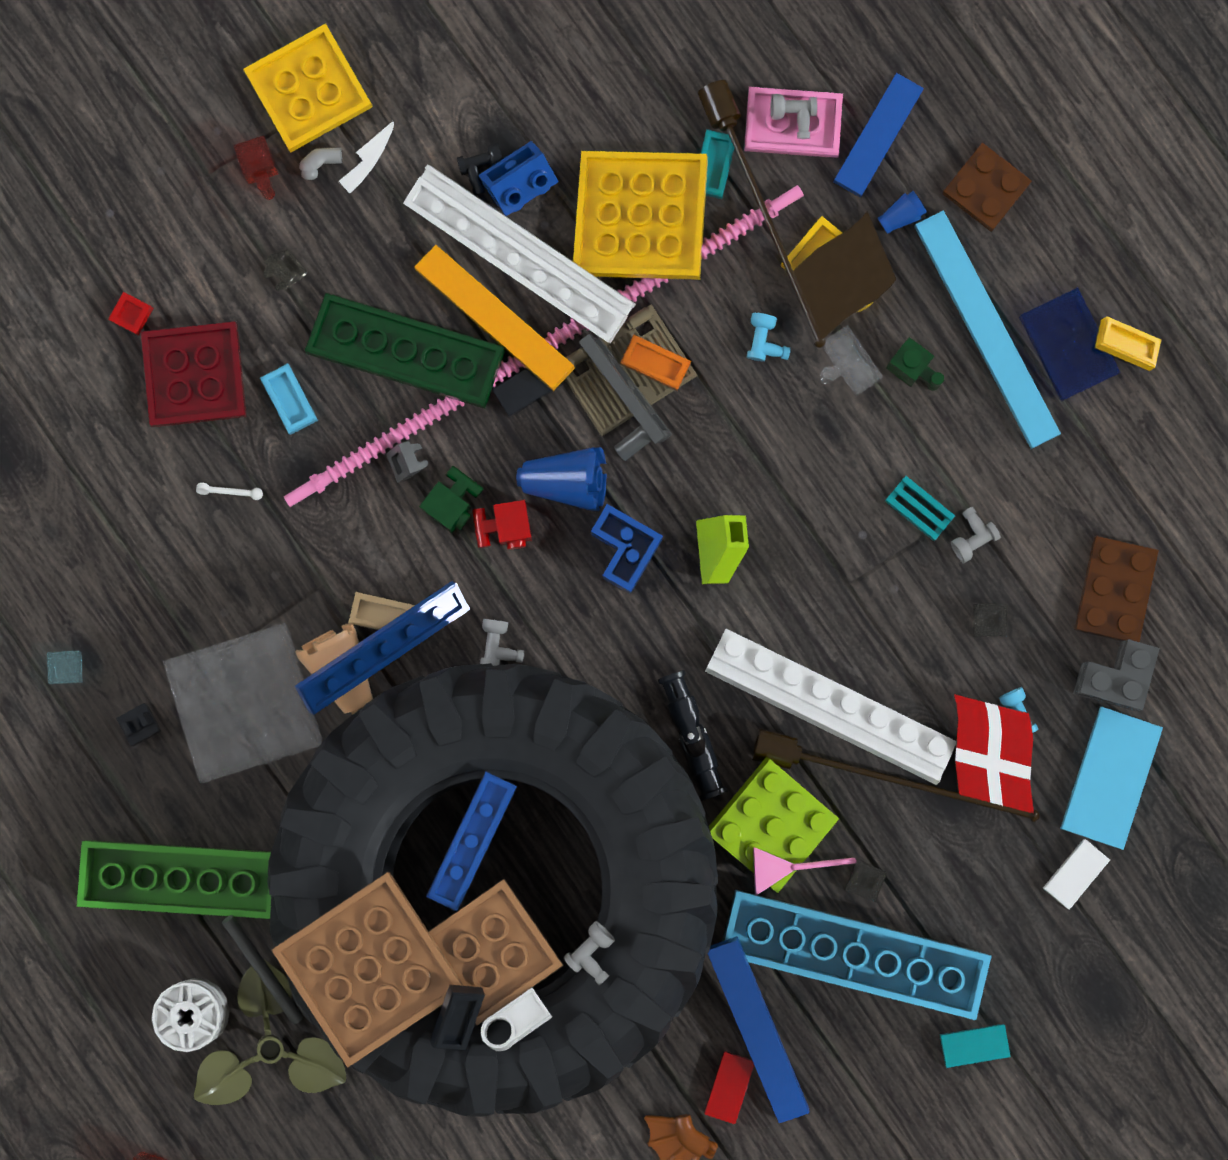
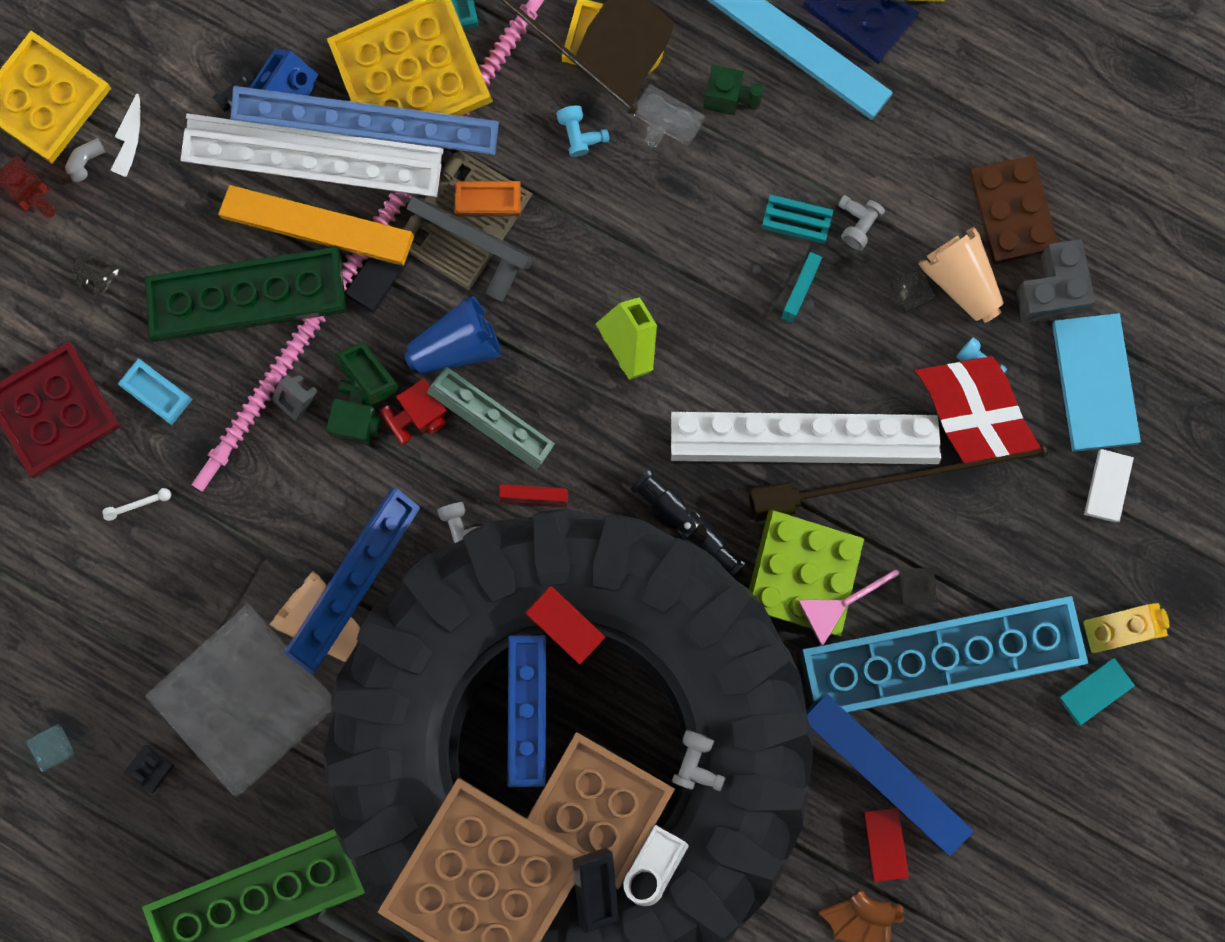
camera: 30 degrees left, 5 degrees down
(375, 611) = (328, 553): tan tile -> none
(477, 470) = (366, 373): none -> dark green tile
(536, 786) = (565, 625): none -> red tile
(566, 561) = (490, 418): none -> sand green tile
(571, 645) = (533, 495): none -> red tile
(578, 246) = (364, 120): none -> medium blue tile
(633, 543) = (545, 371): blue brick -> none
(892, 572) = (801, 287): none -> teal tile
(1029, 1004) = (1126, 627): none -> yellow bracket
(1042, 630) = (966, 275): none -> light nougat cone

